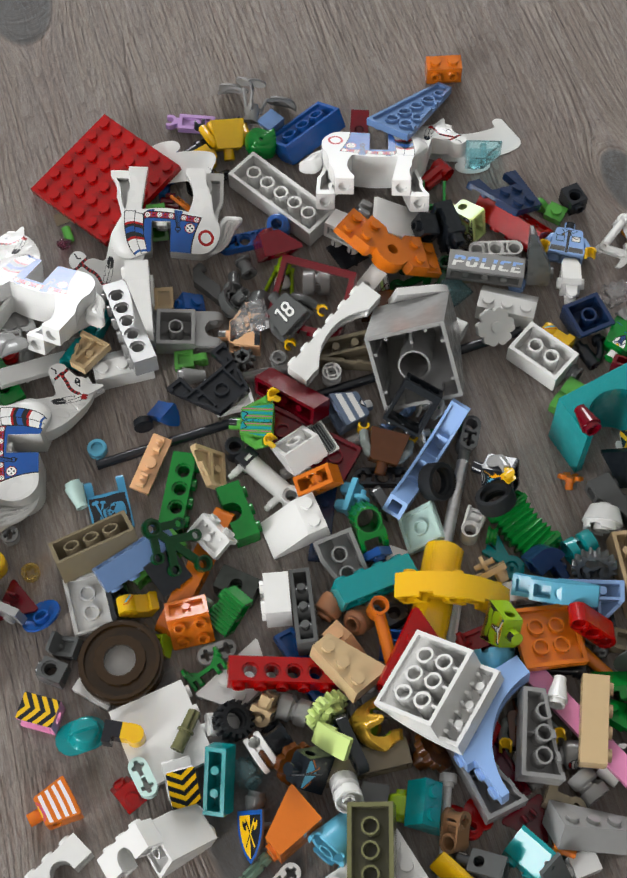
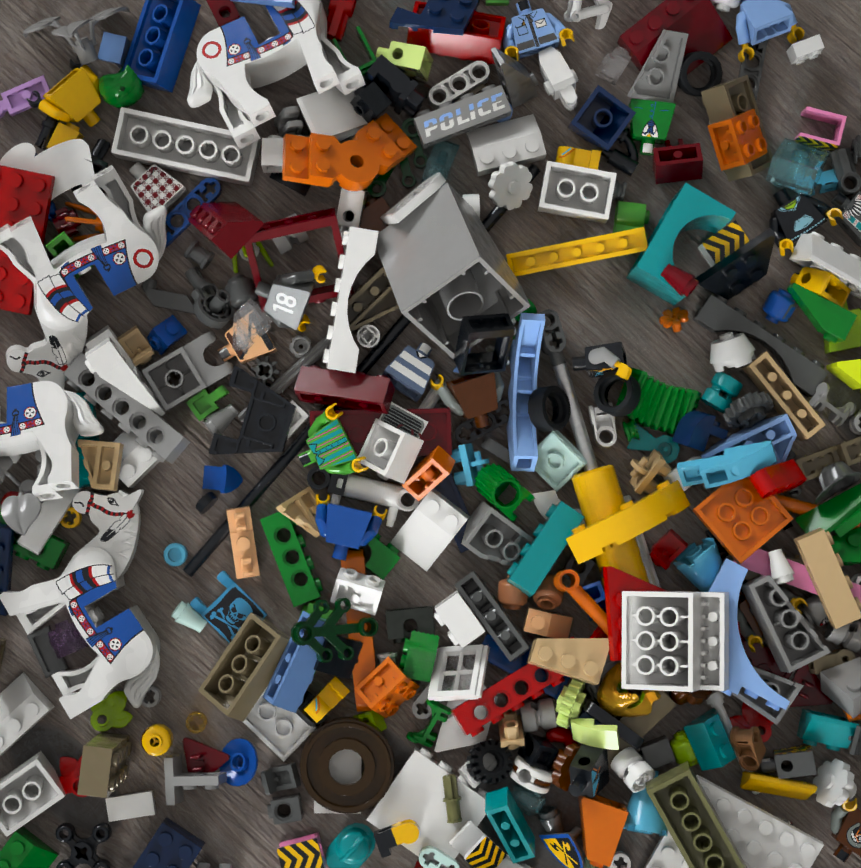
camera: 30 degrees left, 25 degrees up
(45, 389) = (77, 520): none -> yellow bush
(235, 485) = (346, 526): none -> blue torso
(247, 210) = (155, 186): none -> white torso
(251, 637) = (458, 673): none -> white piece
(279, 221) = (209, 198): blue head -> none
(301, 735) = (560, 735): none -> red arm
(377, 554) = (529, 513): blue plate -> none
(502, 625) = (695, 530): lime torso -> none
(512, 391) = (578, 251): none -> yellow plate

